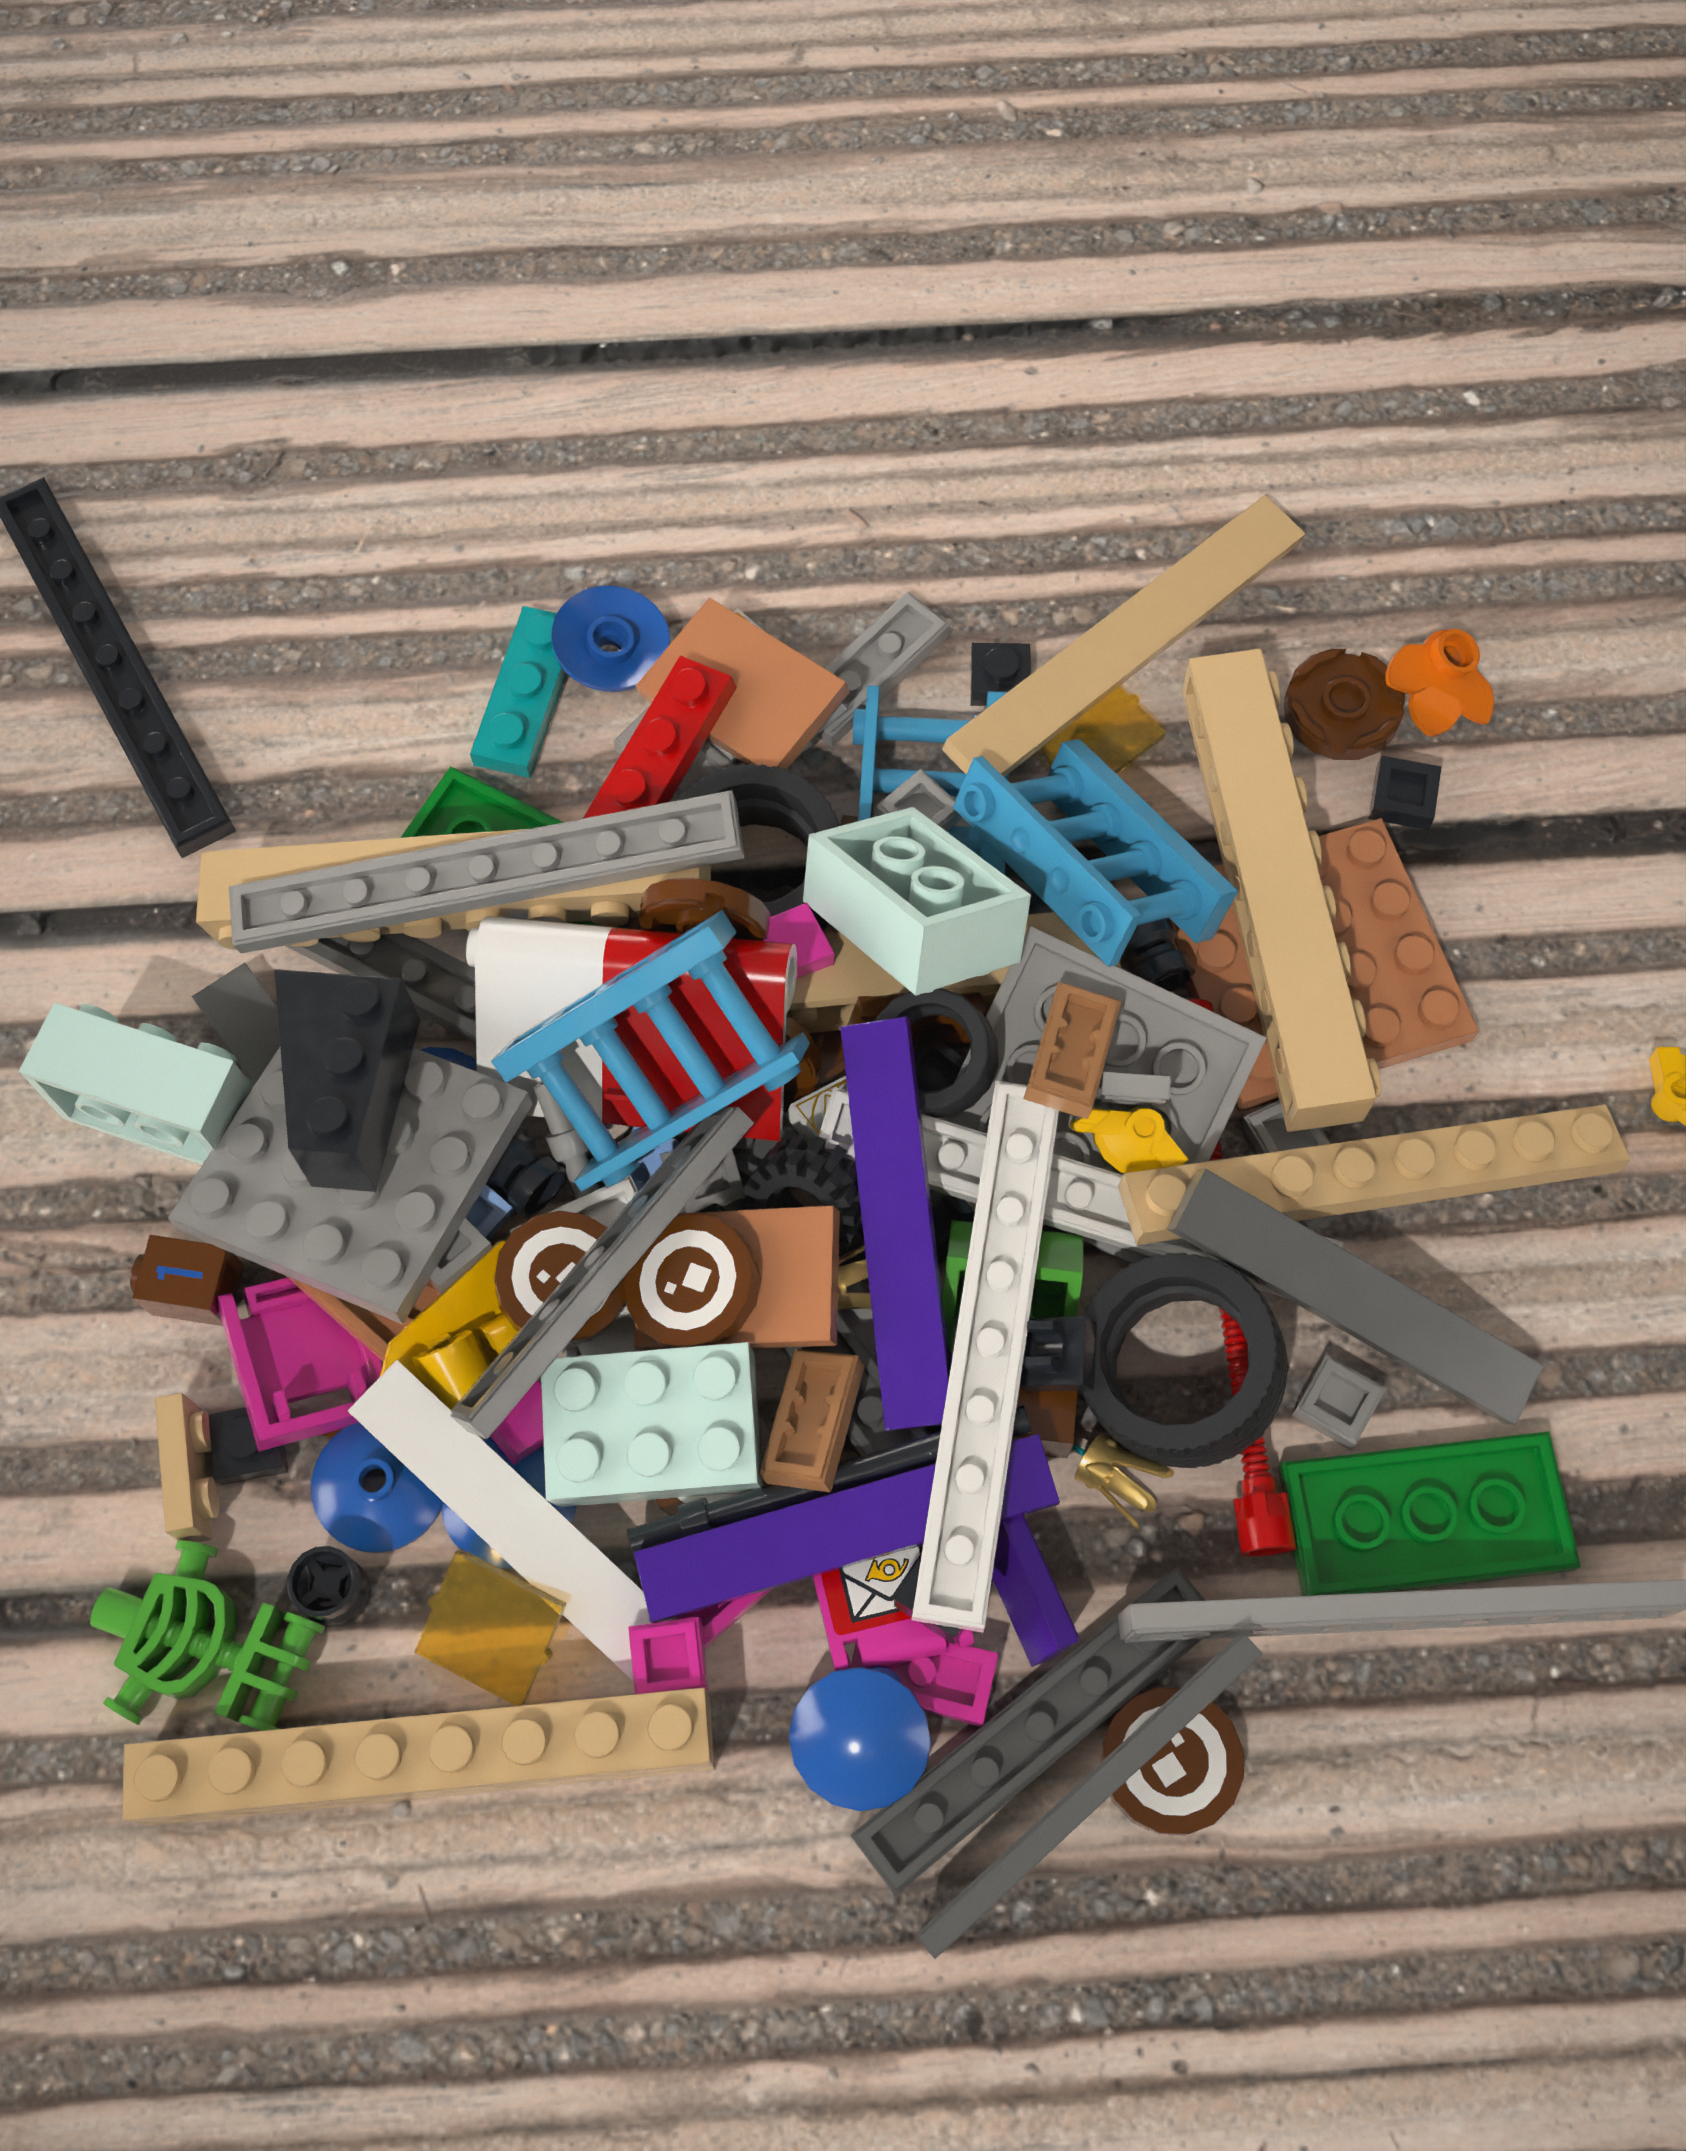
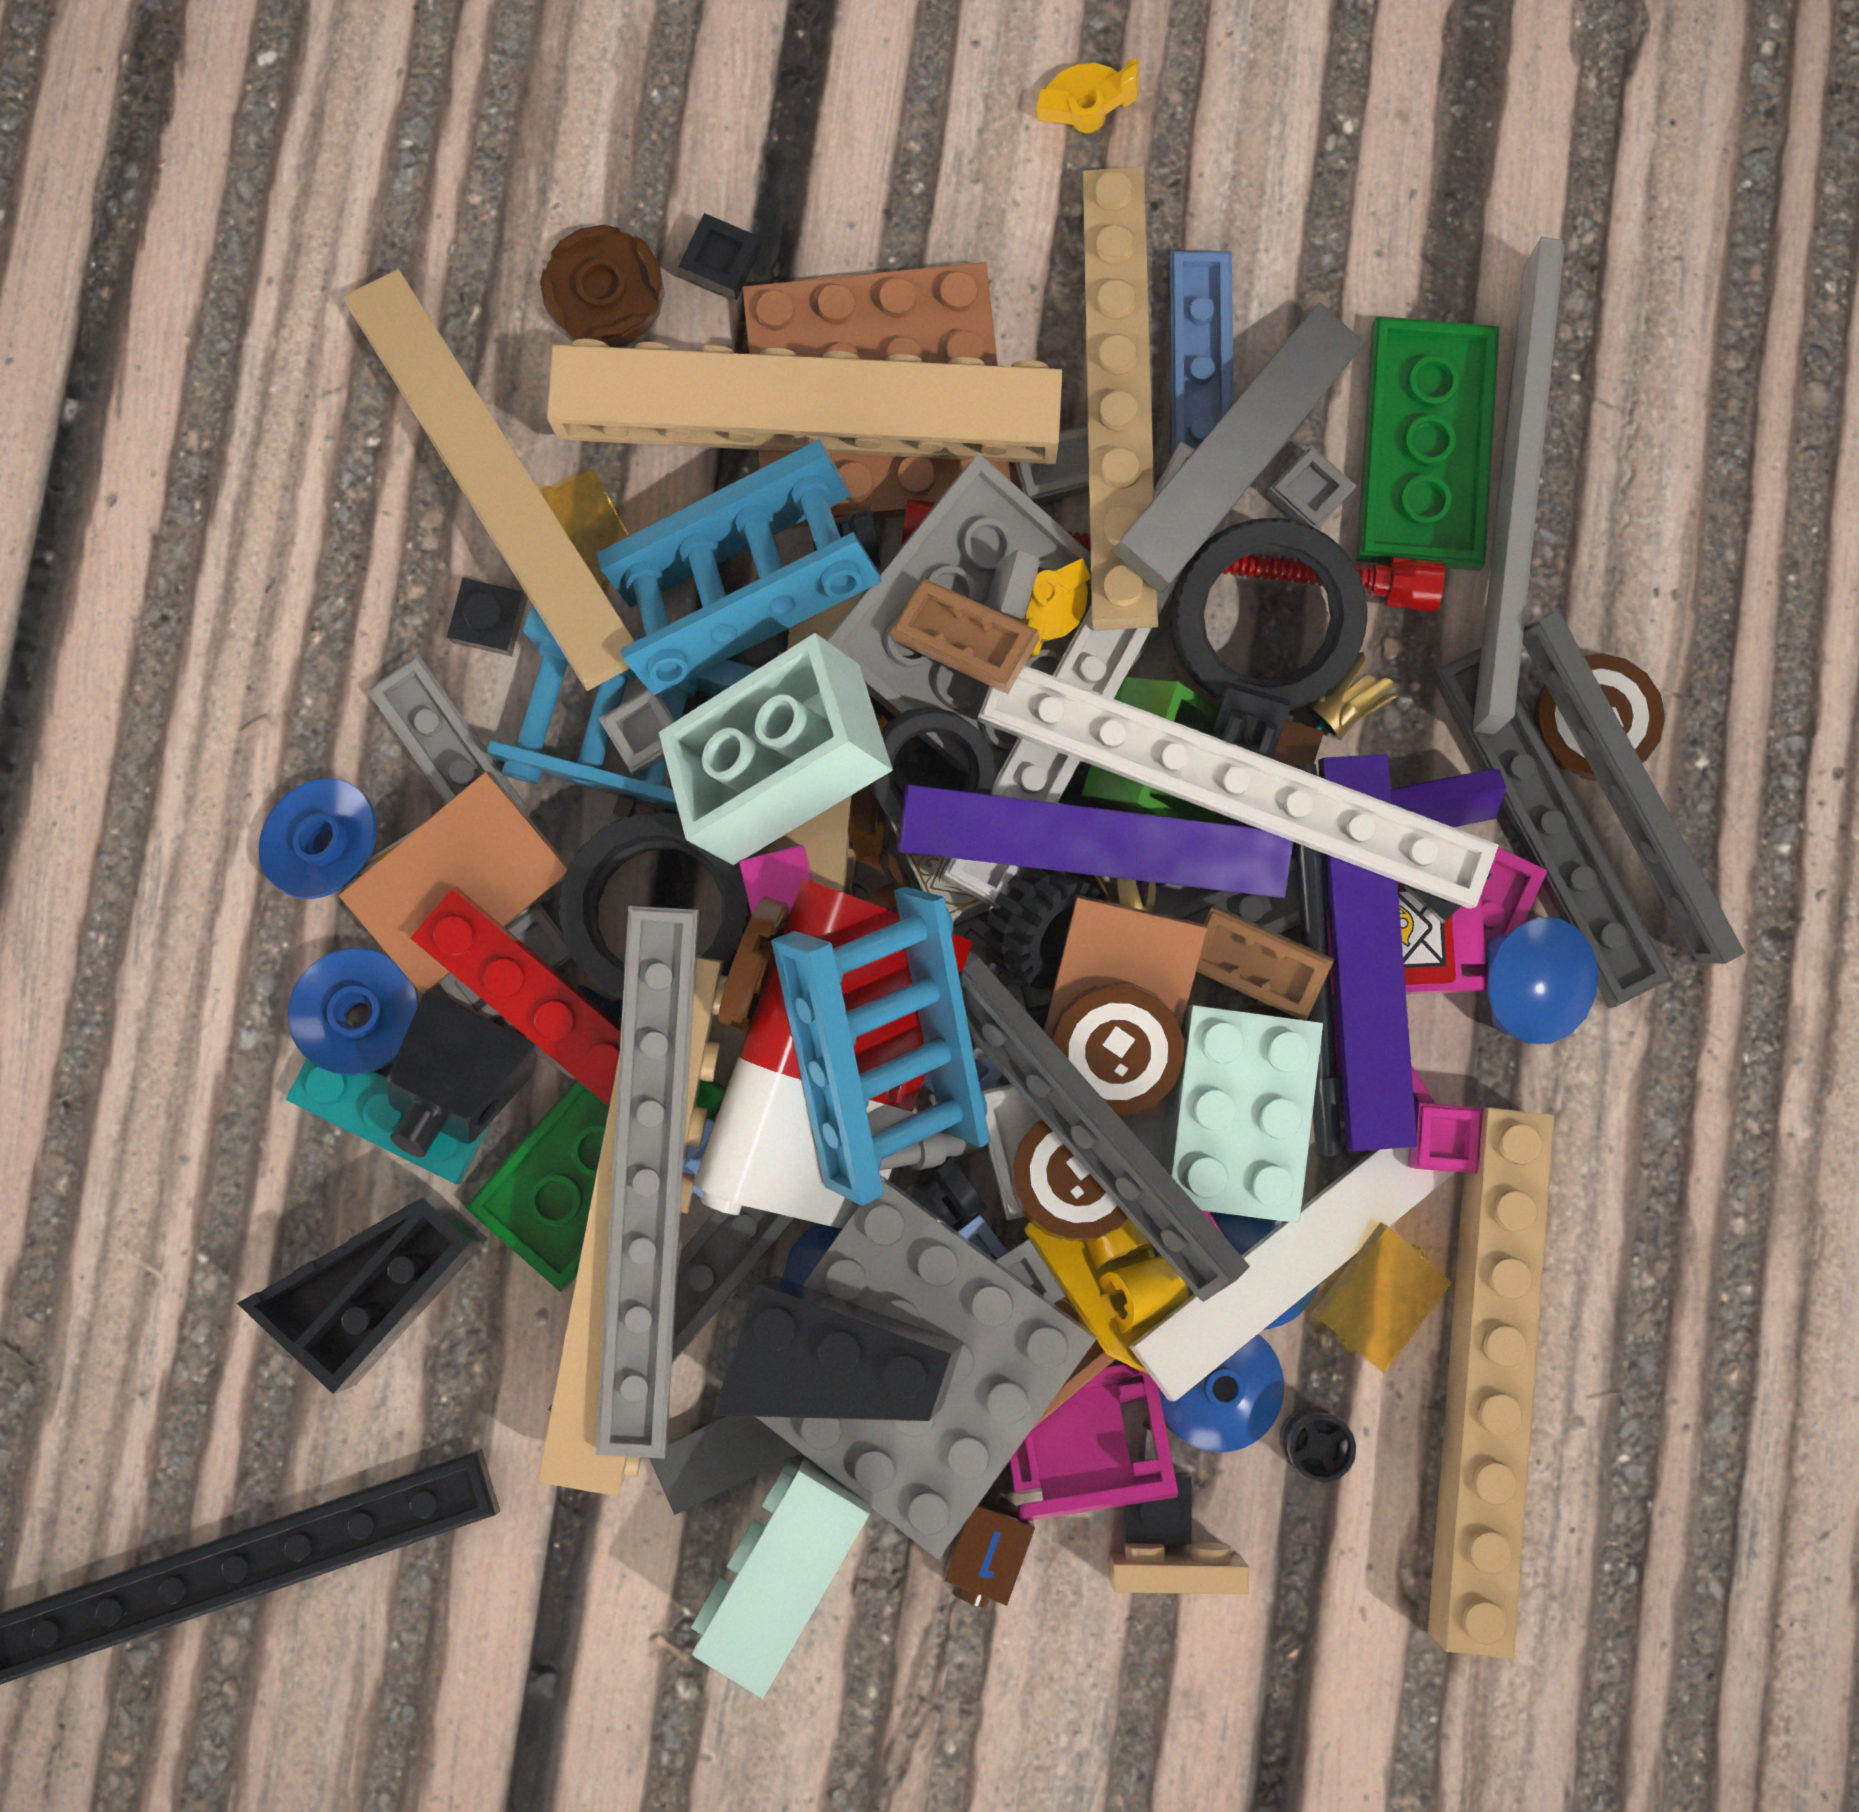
camera: 75 degrees left, 15 degrees up
(157, 1625) = (1312, 1626): bright green piece -> none
(359, 698) = (364, 1295): none -> black wedge
(565, 723) = (453, 1074): none -> black torso
(760, 578) = (302, 827): none -> blue dish
(1442, 681) = (603, 185): orange plate -> none
(1471, 1255) = (1199, 343): none -> medium blue tile

